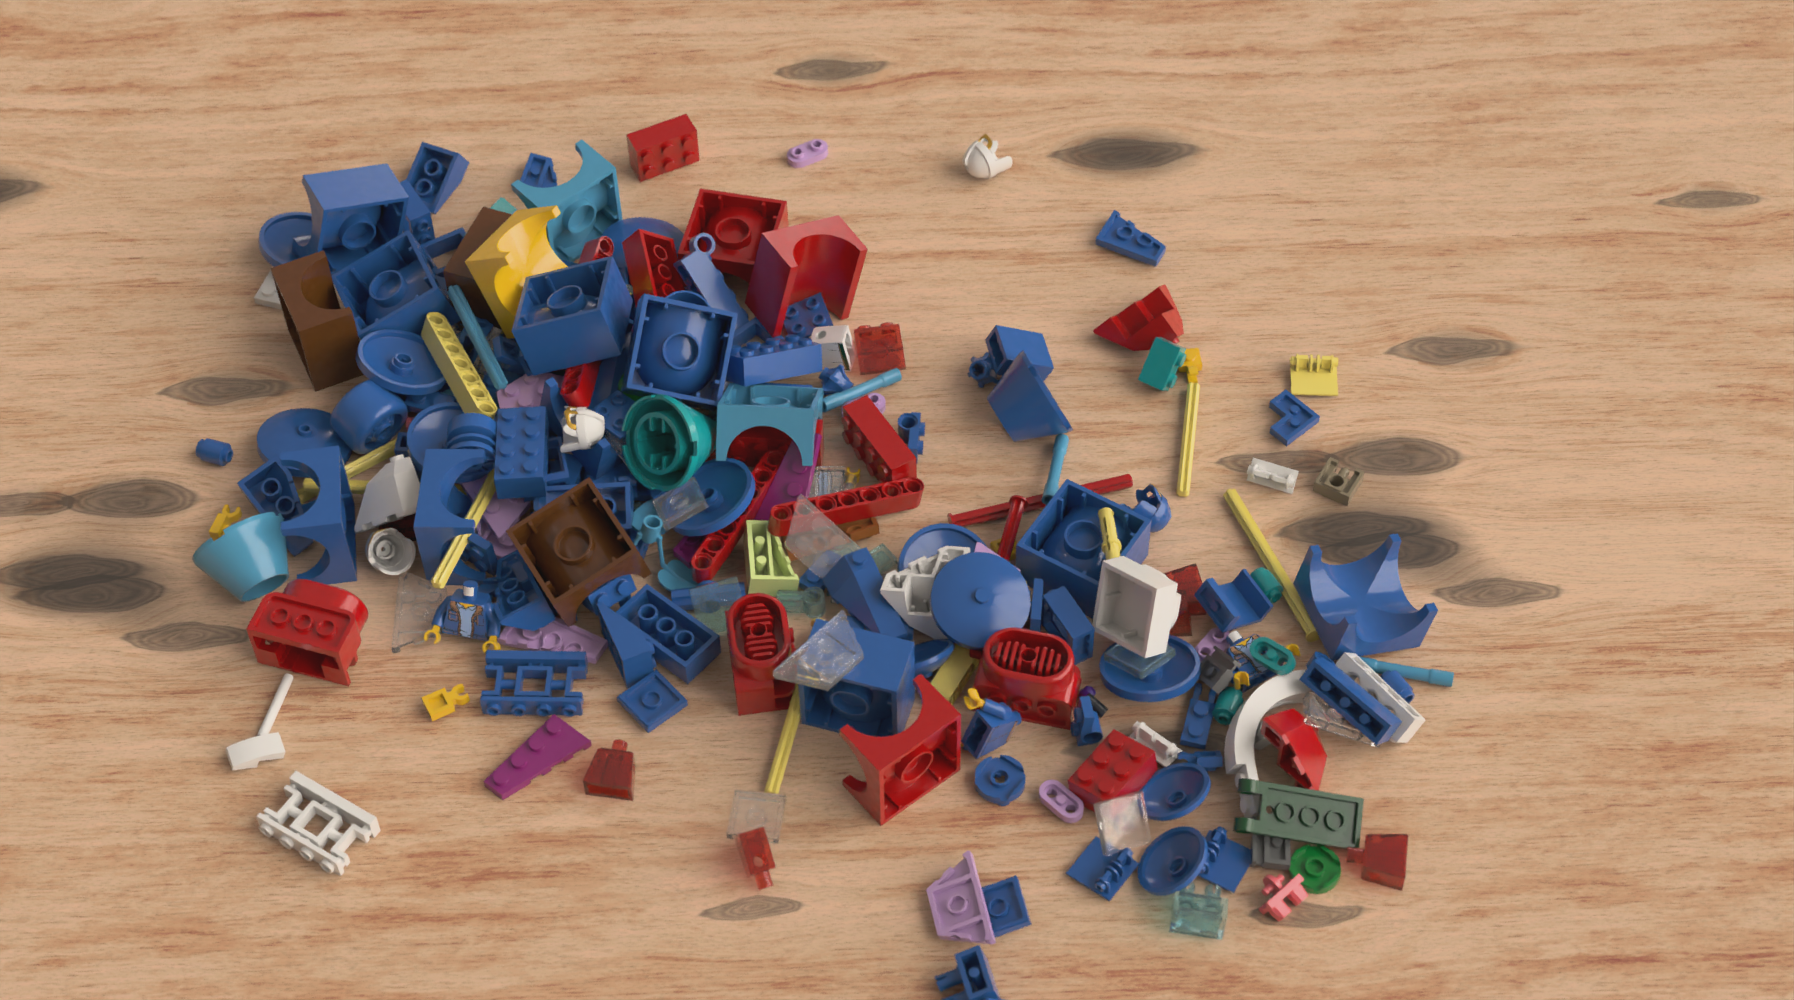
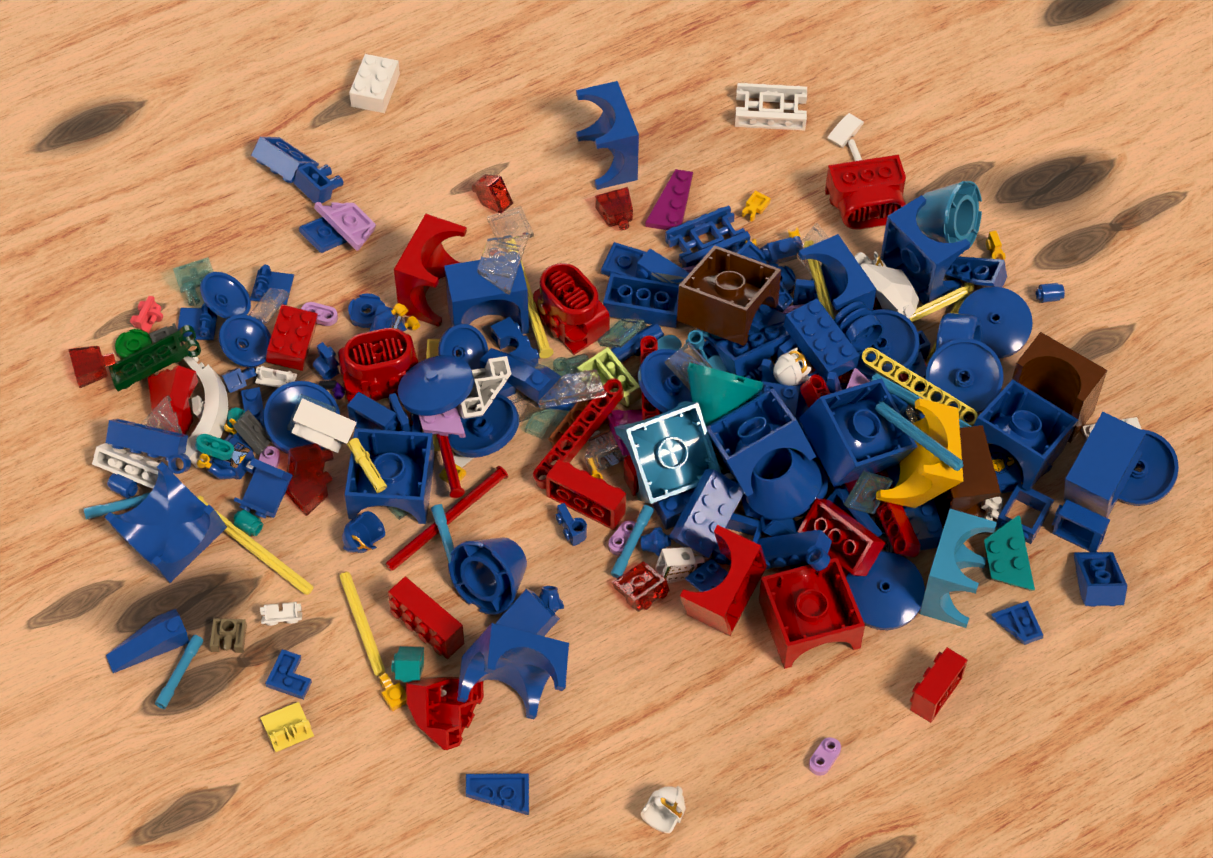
camera: 150 degrees right, 5 degrees up
(526, 254) = (919, 436): none -> dark azure axle
(550, 827) = (612, 131): none -> blue piece
(1064, 284) = (516, 659): none -> blue piece
(1122, 399) = (426, 618): none -> red brick
(1387, 484) = (168, 691): none -> dark azure piece
(1421, 511) = (153, 639): none -> blue wedge

